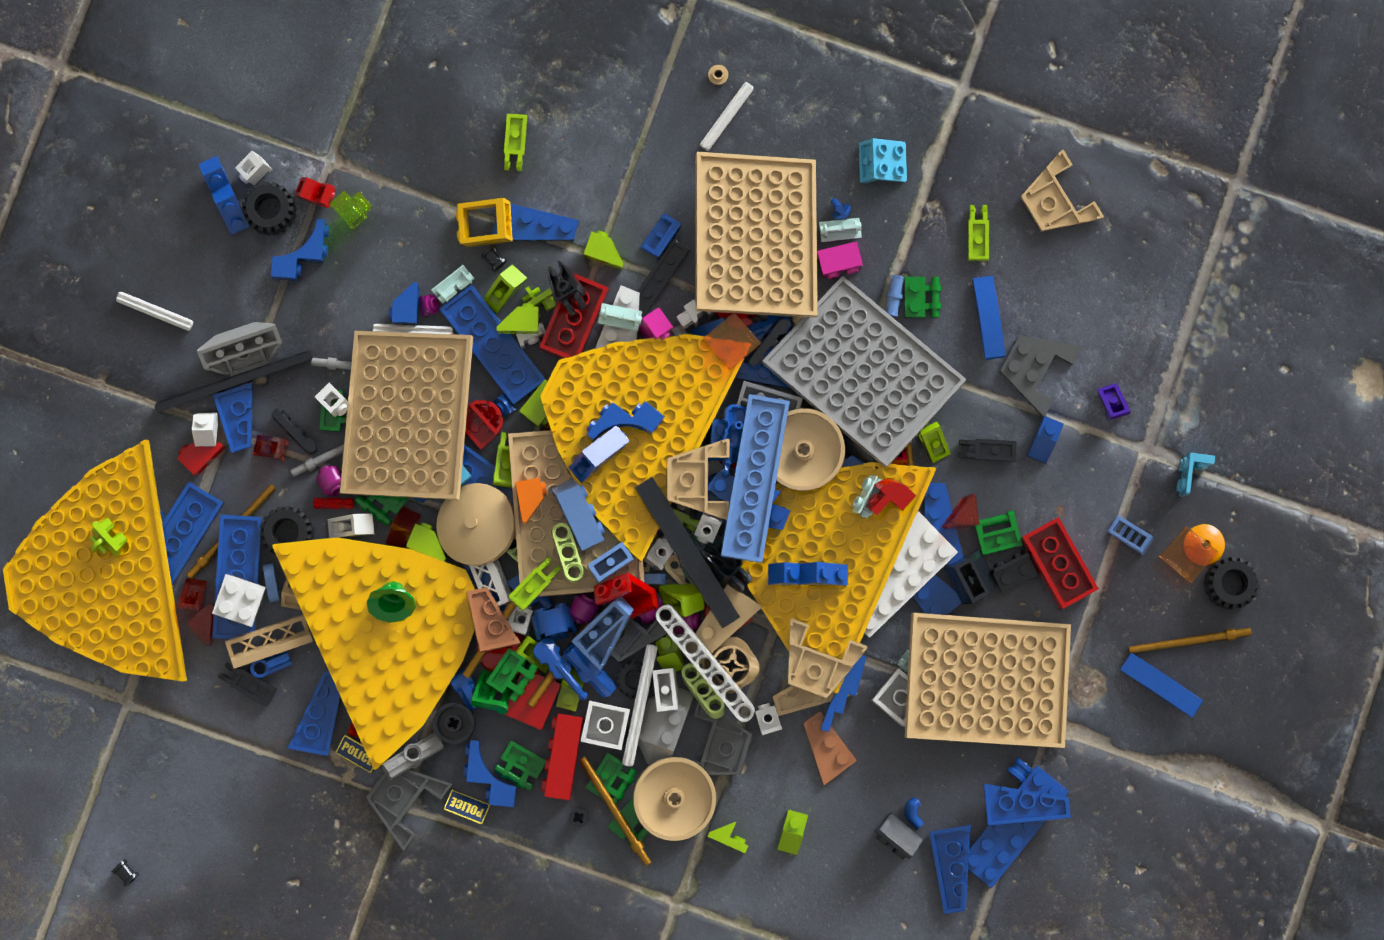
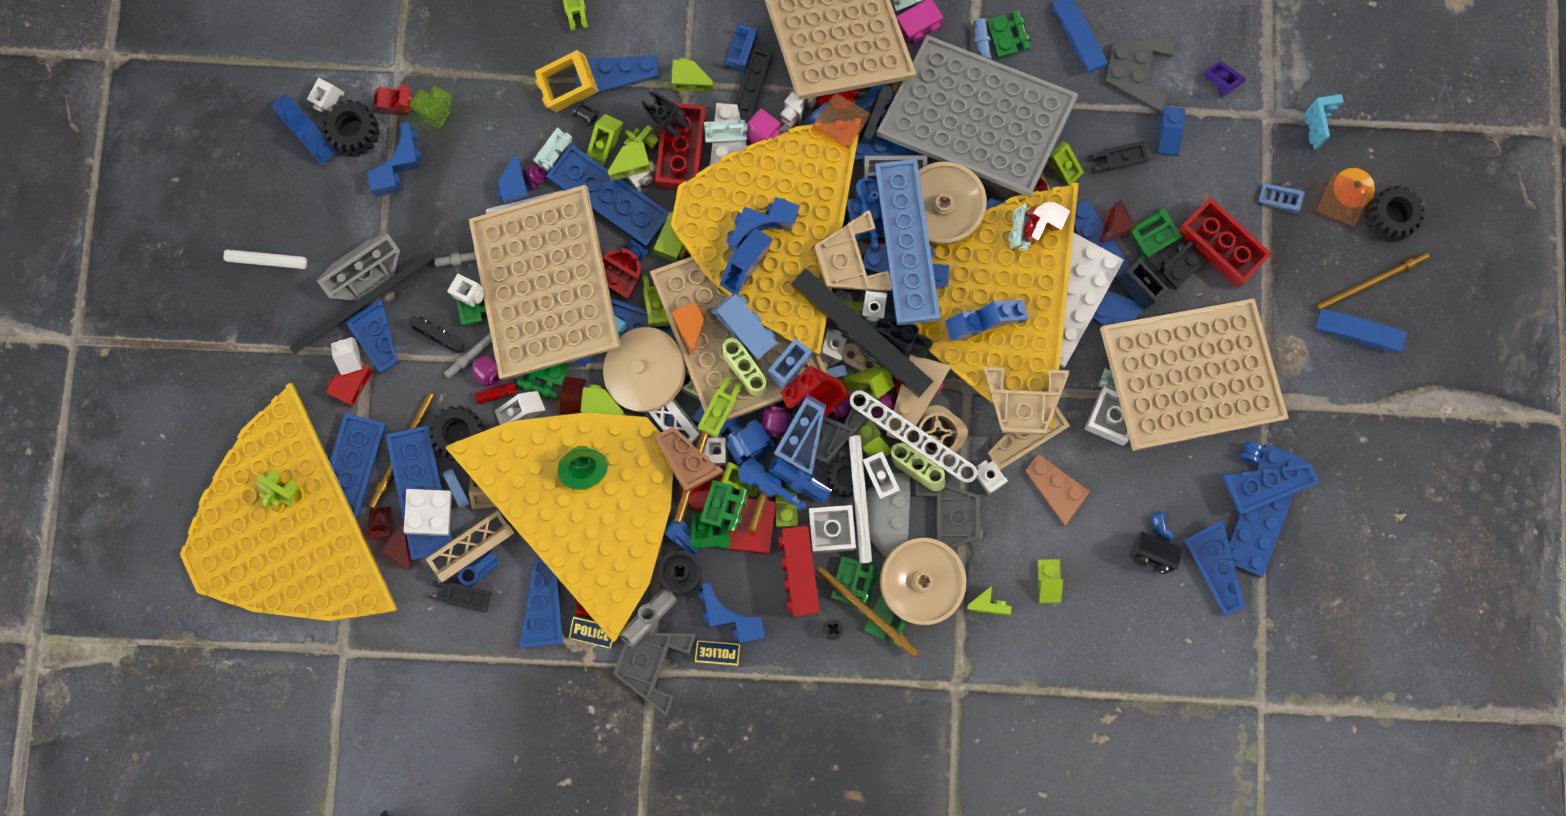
camera: 15 degrees left, 5 degrees down
(271, 447) = (418, 356): clear red slope -> none
(522, 759) = (760, 589): green plate -> none
(848, 687) = (1055, 437): blue slope -> none

